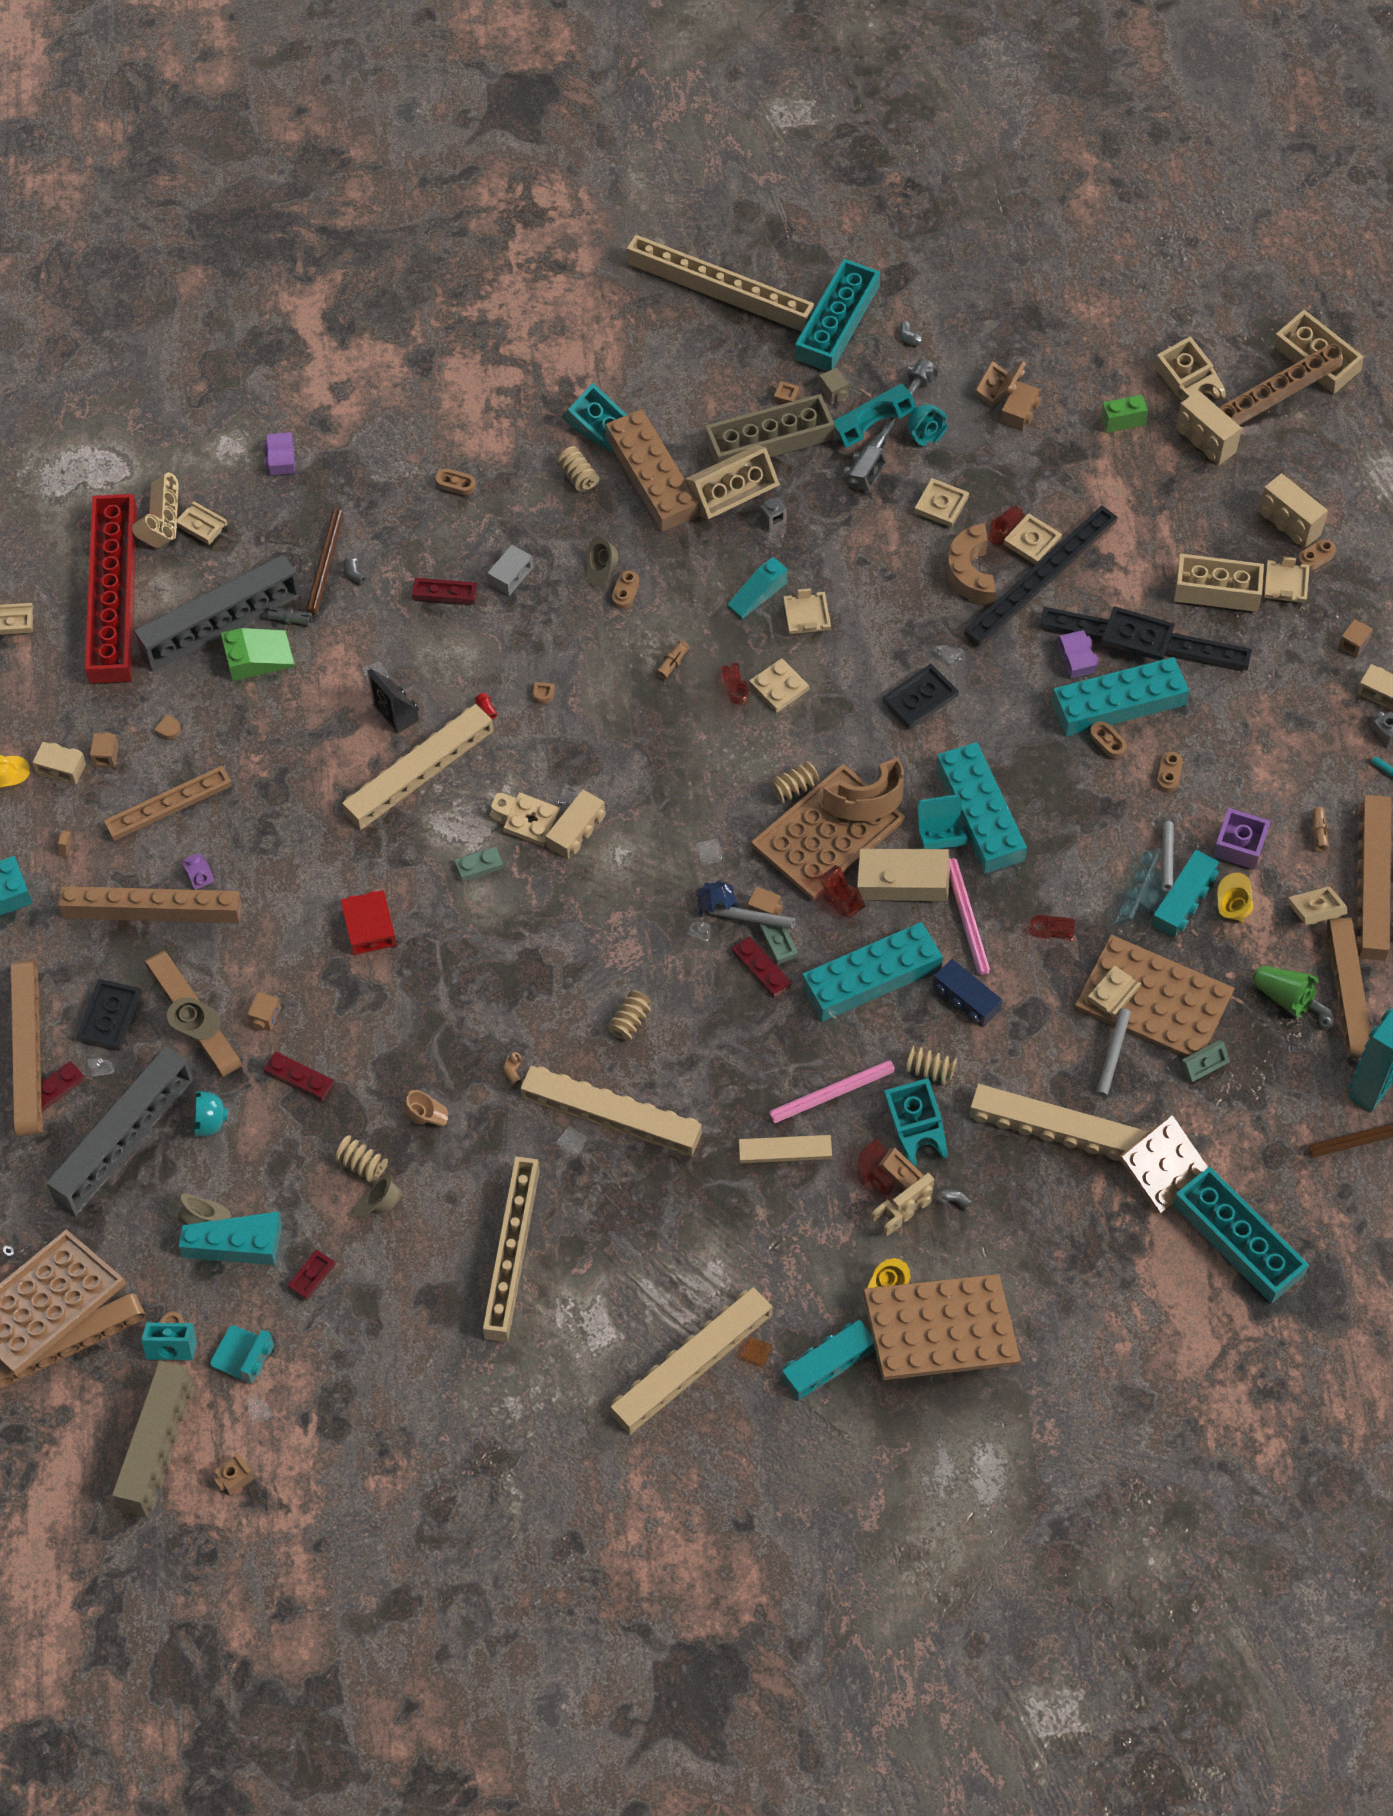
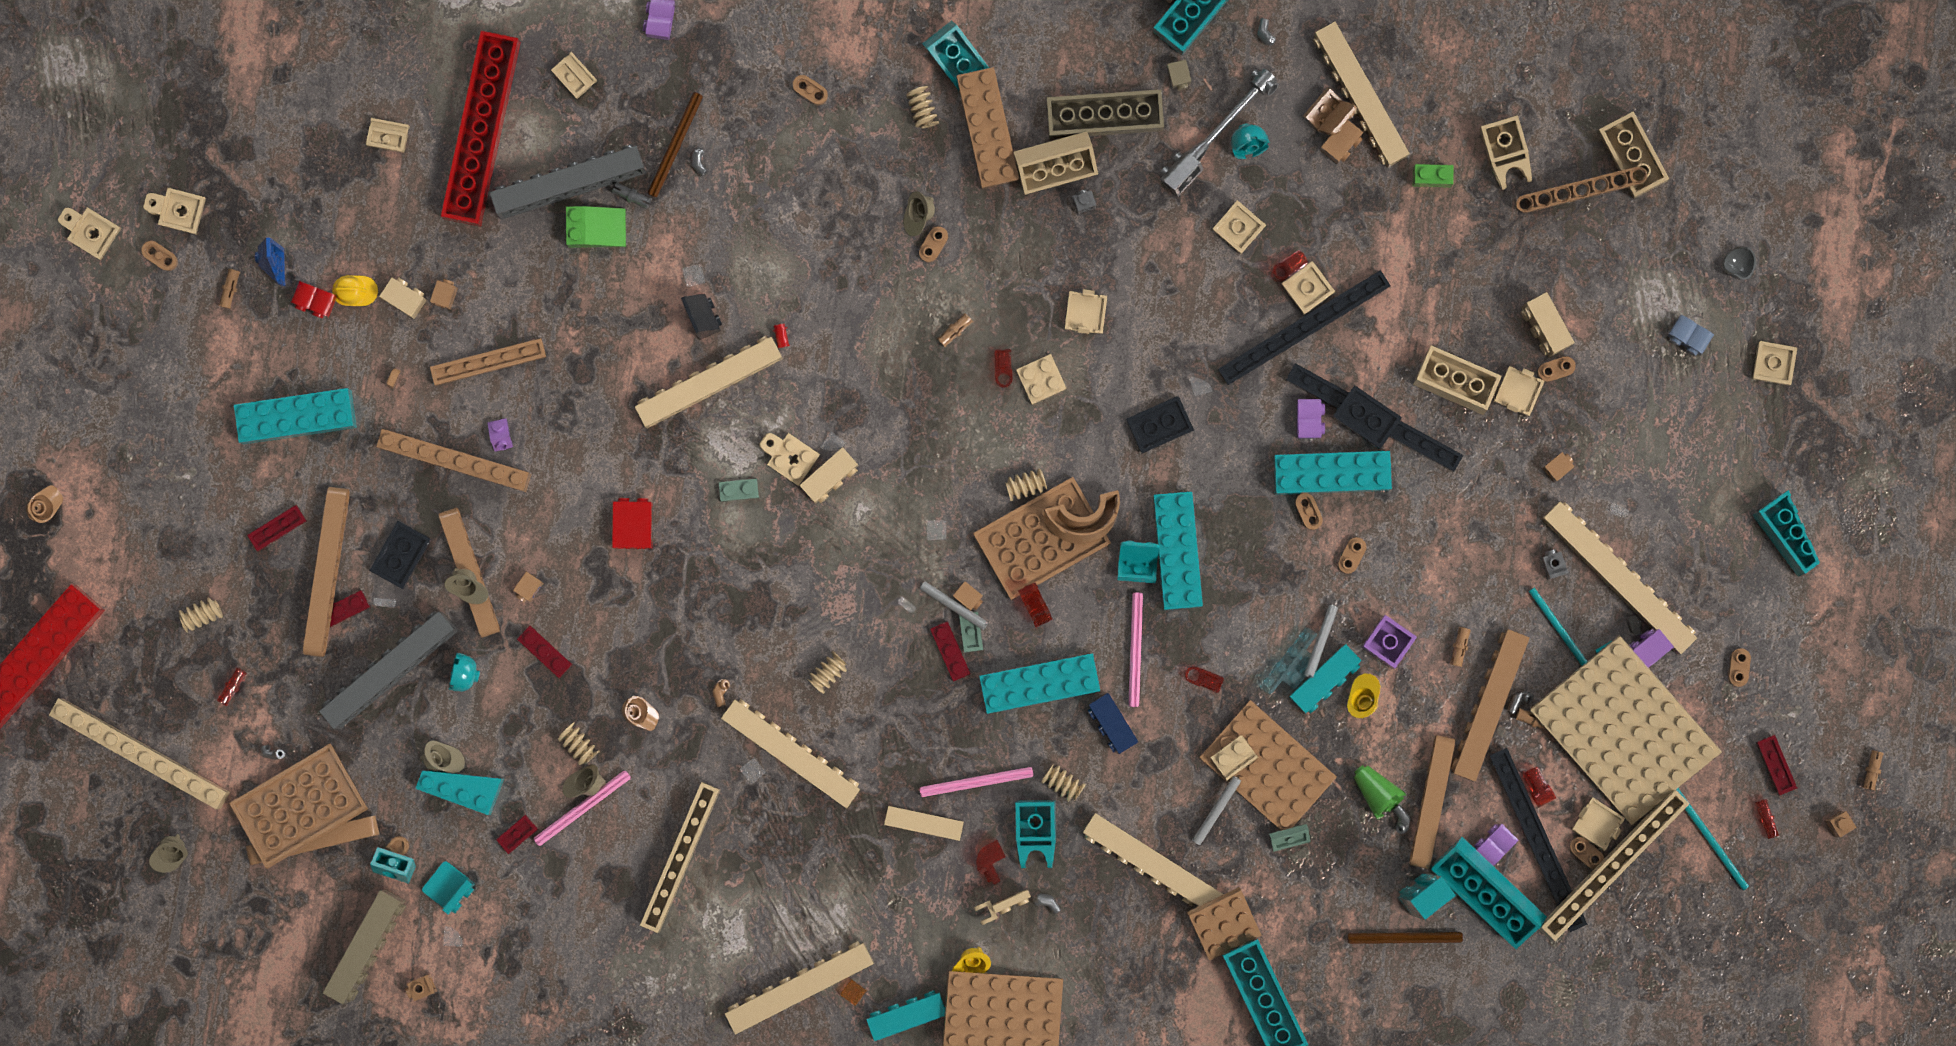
camera: 15 degrees right, 25 degrees up
(161, 522) = (541, 58): tan beam -> none
(168, 728) = (504, 284): medium nougat tile -> none
(381, 1229) = (581, 808): none -> bright pink axle
(444, 591) = (773, 205): dark red plate -> none
(509, 570) = (835, 199): light grey brick -> none
(543, 692) = (834, 333): medium nougat tile -> none
(713, 893) = (929, 580): dark blue helmet -> none
(759, 587) = (1049, 277): teal slope -> none
(786, 392) = (1133, 70): medium nougat plate -> none
(891, 404) = (1181, 126): teal arch -> none
(900, 1169) = (1010, 873): medium nougat plate -> none
(904, 874) = (1092, 601): tan brick -> none
(962, 576) = (1233, 299): medium nougat brick -> none
(1039, 372) = (1361, 94): none -> tan brick
(1208, 428) = (1501, 215): tan brick -> none
(1317, 905) = (1431, 722): tan plate -> none

